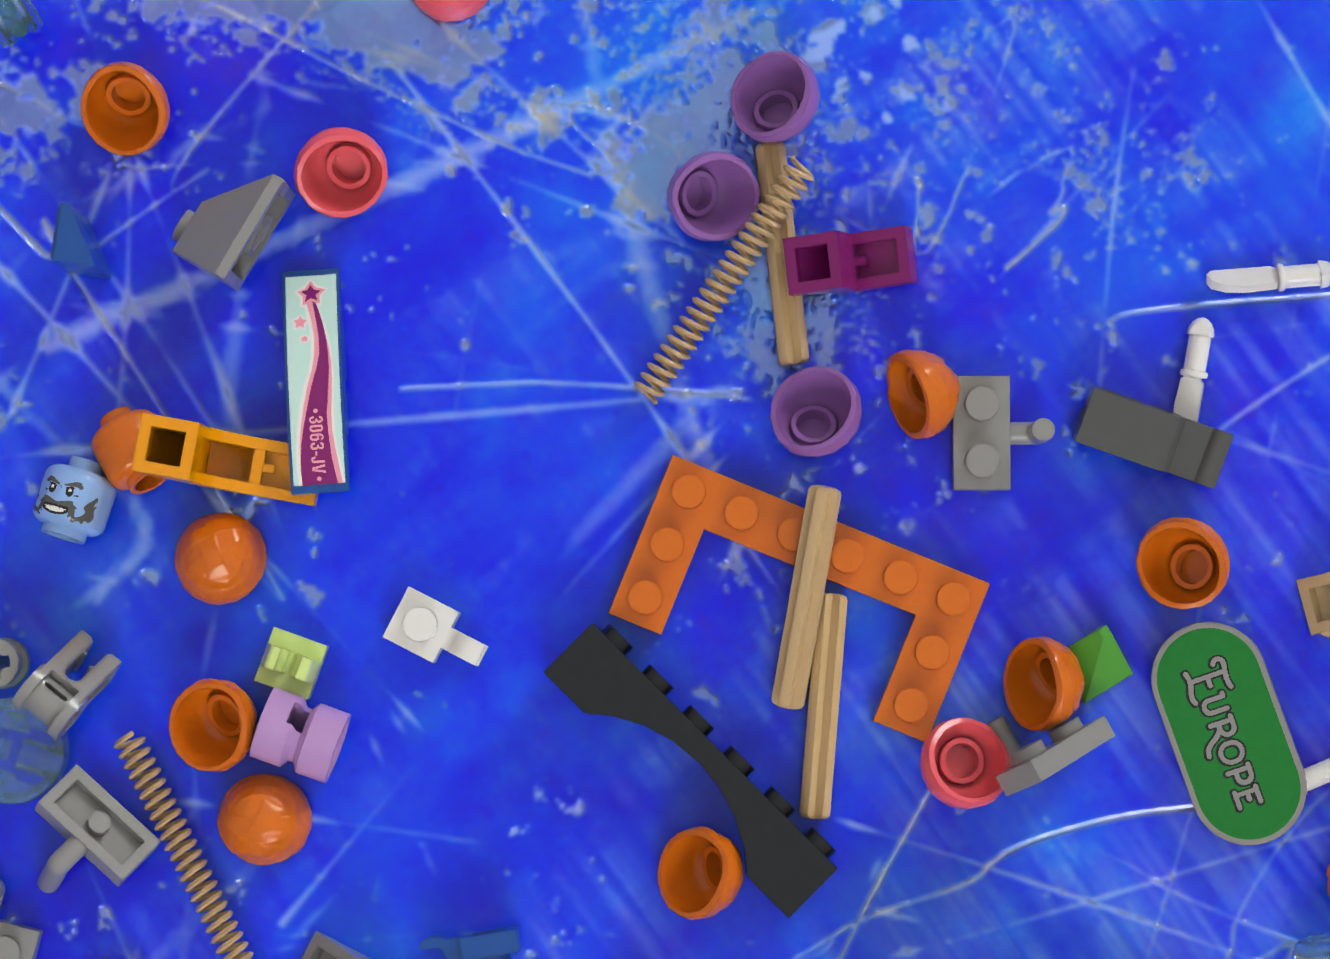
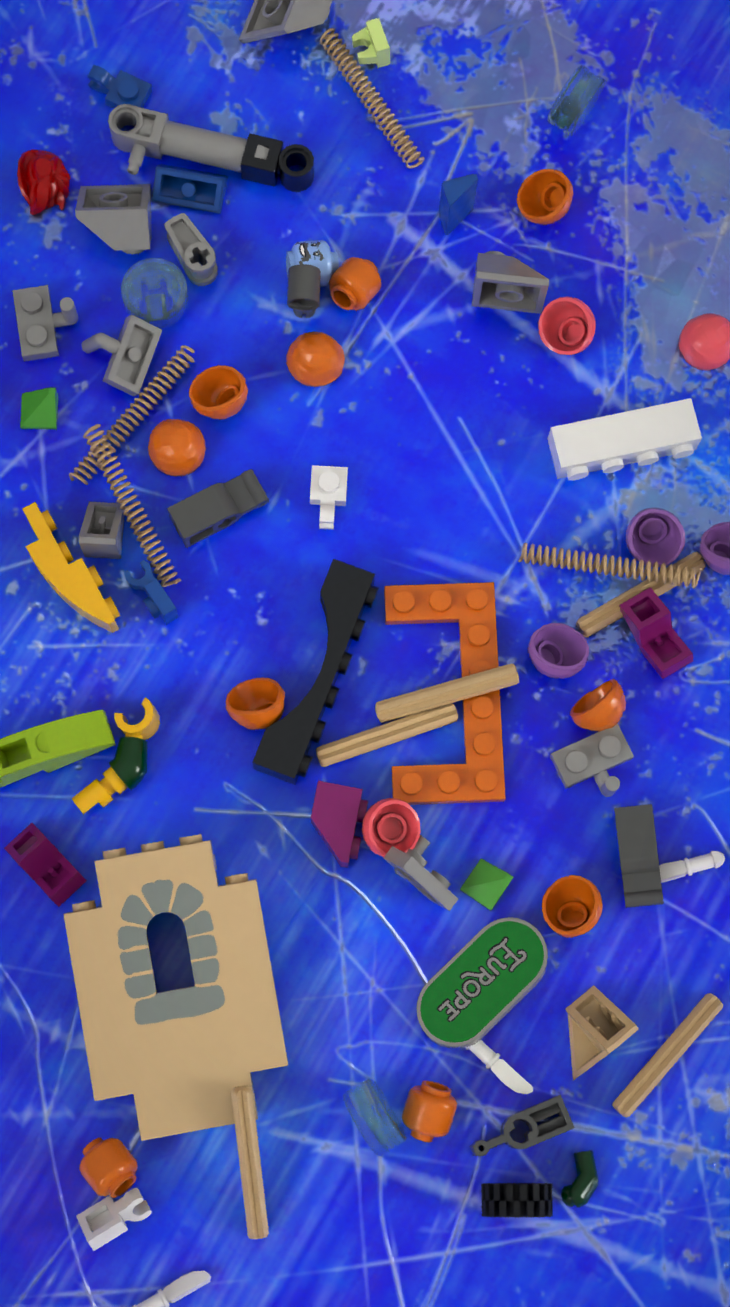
camera: 60 degrees right, 10 degrees down
(56, 697) = (197, 298): light grey piece -> none
(118, 534) = (303, 289): none -> dark grey pin
(214, 459) = (371, 329): light orange arch -> none
(278, 929) = (120, 495): none -> tan piece
(291, 663) = (273, 423): yellowish green tile -> none
(300, 735) = (234, 437): lavender wheel -> none
(315, 382) = (440, 365): slope -> none
(385, 800) = (216, 507): none -> dark grey piece
(546, 169) = (624, 439): none -> white brick
(915, 834) = (335, 819): none -> magenta slope
(1042, 683) = (461, 855): orange piece -> none

